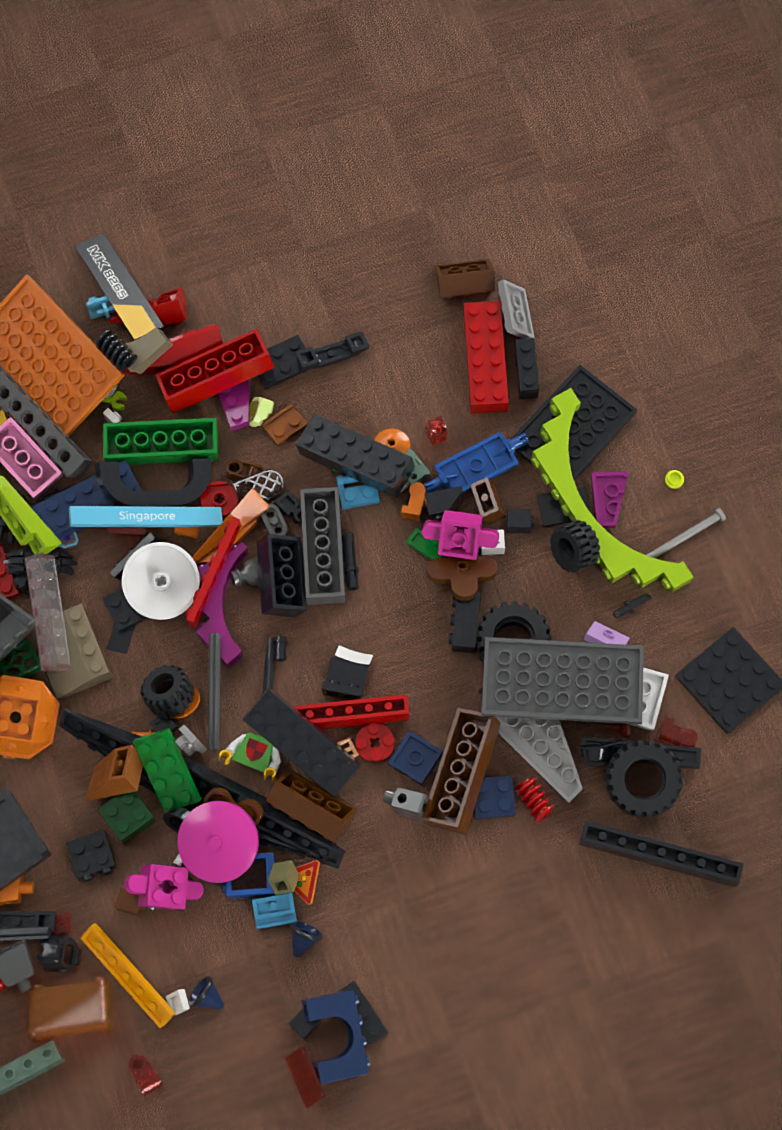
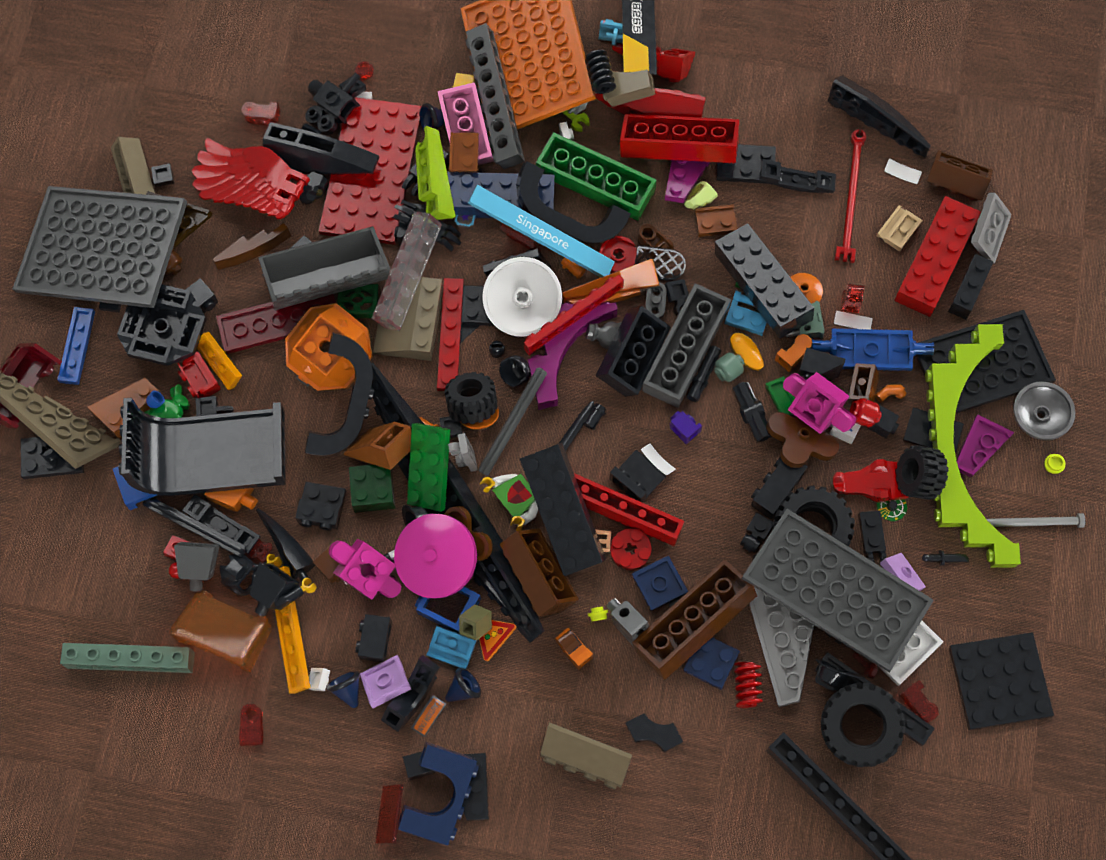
camera: 30 degrees right, 0 degrees up
(36, 482) = (464, 152): none -> dark orange plate
(74, 754) = (336, 441): none -> black arch
(86, 908) = (290, 550): none -> black piece
(95, 947) = (276, 588): none -> black torso
(114, 645) = (450, 331): none -> red plate
(164, 640) = (497, 352): none -> black hinge
(190, 647) = (514, 370): none -> black hair
(205, 940) = (374, 638): none -> black brick
(236, 970) = (385, 681): none -> lavender plate
(265, 967) = (406, 704): none -> black arch
(288, 978) = (428, 715): none -> orange sticker
(360, 615) = (684, 426): none -> dark purple brick
(366, 261) = (877, 114): none -> black wedge
(368, 544) = (729, 367): none -> sand green head
(374, 523) = (747, 350): none -> light orange arm
(376, 852) = (574, 648): none -> leg
(379, 812) = (598, 613): none -> neon yellow plate
(406, 391) = (845, 249): none -> red hinge
(408, 571) = (751, 411): none -> black piece
(416, 299) = (902, 172): none -> white sticker
(438, 933) = (585, 755): none -> dark tan slope
(440, 350) = (899, 228): none -> tan plate
(446, 449) = (852, 320): none -> white sticker
(469, 666) = (758, 529): none -> black plate
(472, 884) = (644, 729): none -> black tile
(502, 521) = (866, 412): none -> red head
(512, 489) = (888, 390): none -> orange arm
(539, 575) = (873, 482): none -> red animal
(564, 619) = (872, 534): none -> black hinge
(565, 587) = (893, 509): none -> piece
(642, 430) = (1052, 403): none -> flat silver dish

